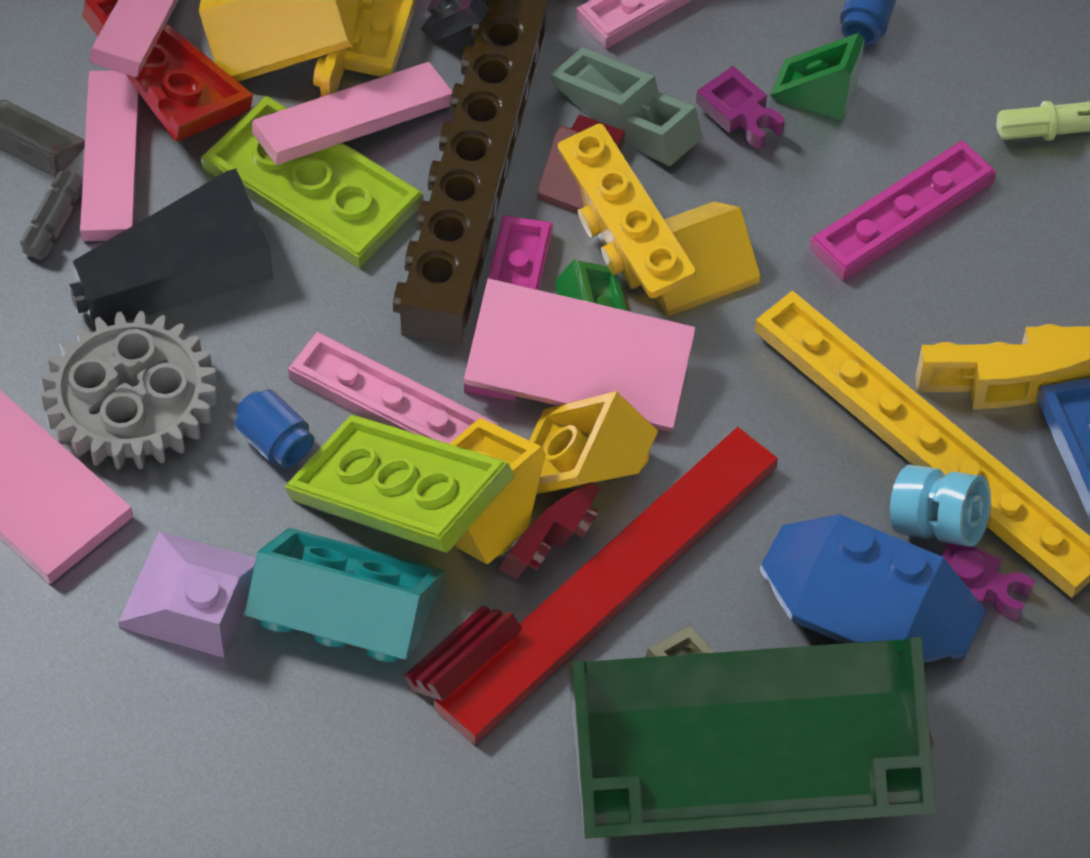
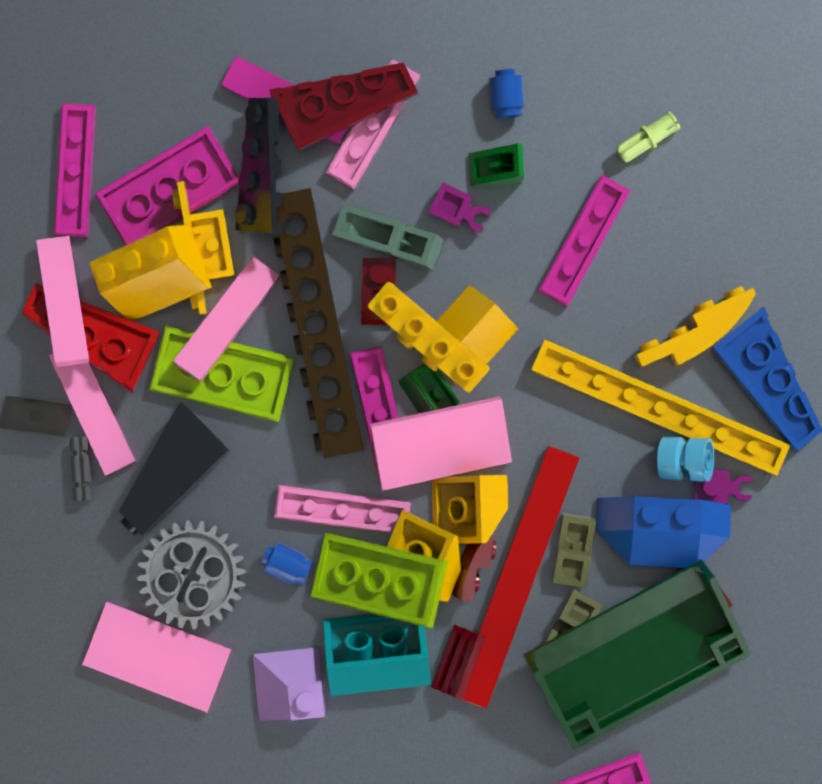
camera: 25 degrees left, 30 degrees up
(715, 577) = (574, 550): none -> olive slope

